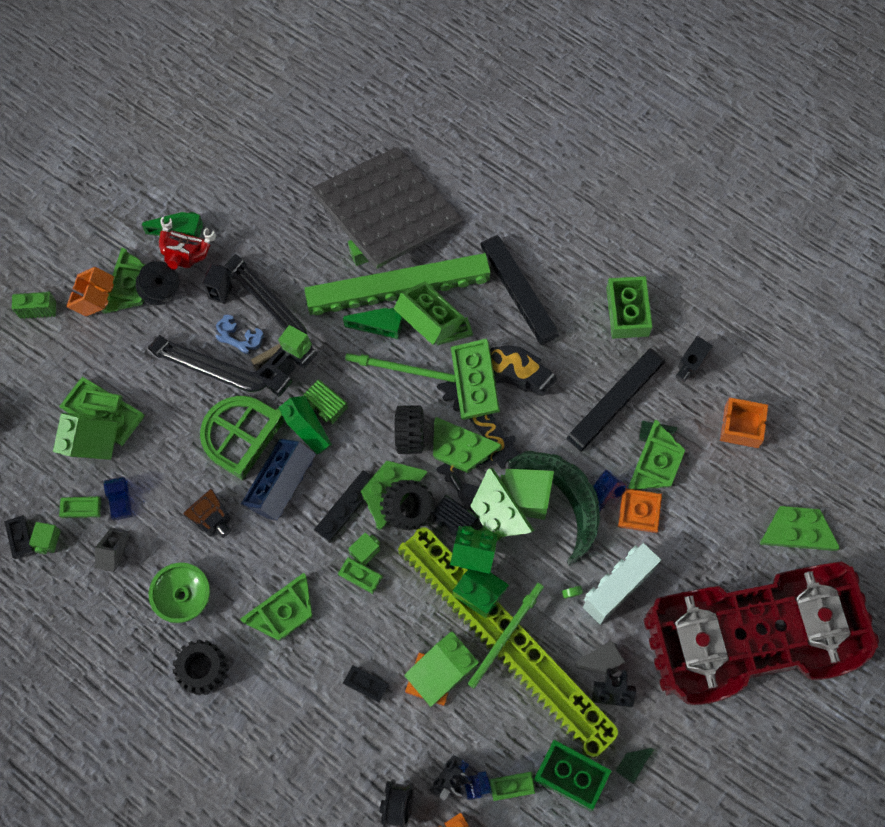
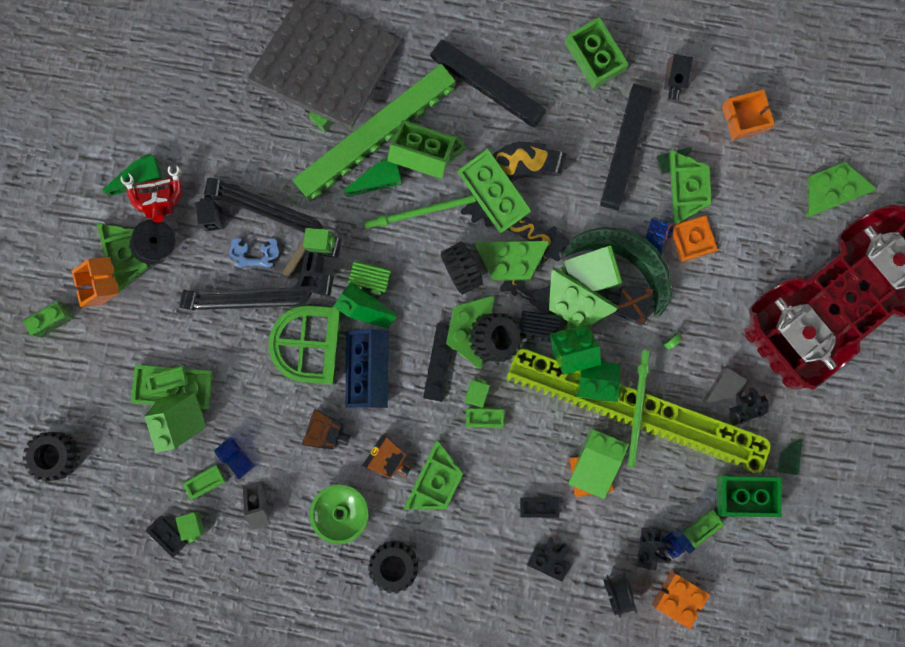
camera: 30 degrees left, 15 degrees up
(251, 566) = (387, 459): none -> torso
(349, 740) = (550, 560): none -> black plate
(551, 539) = (632, 303): none -> black torso
(621, 583) = (712, 313): light aqua brick -> none

